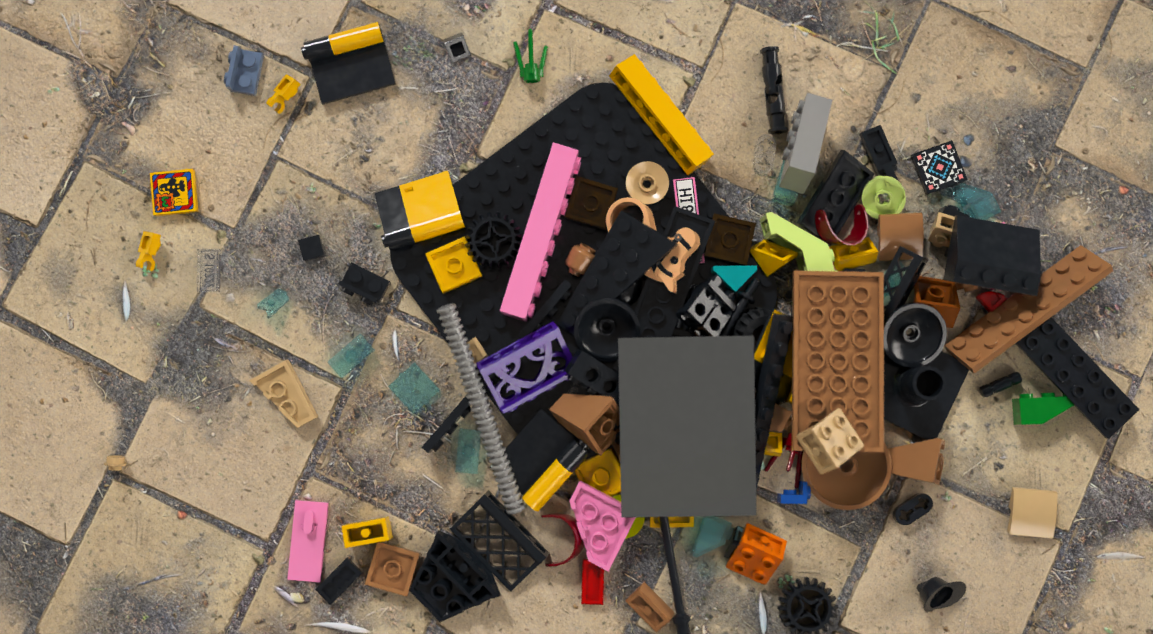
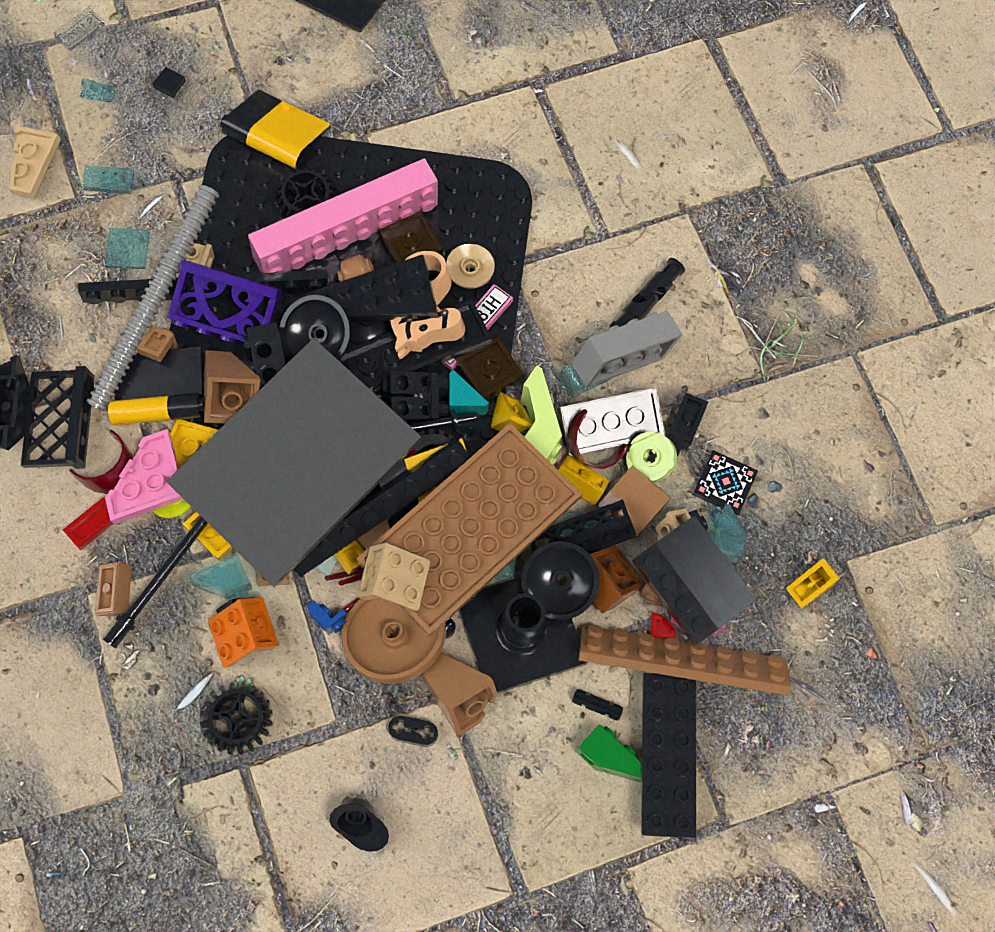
camera: 40 degrees right, 15 degrees down
(365, 284) = (178, 142): black bracket -> none
(453, 265) = (254, 186): yellow plate -> none
(456, 47) = (434, 49): slope -> none
(468, 451) = (109, 330): clear light blue plate -> none
(513, 434) = (157, 343): none -> medium nougat bracket
(531, 72) = (470, 113): green plant -> none
(661, 114) = (537, 231): yellow brick -> none
(1032, 512) = (512, 839): tan slope -> none
(1053, 182) = (813, 583): none -> yellow slope

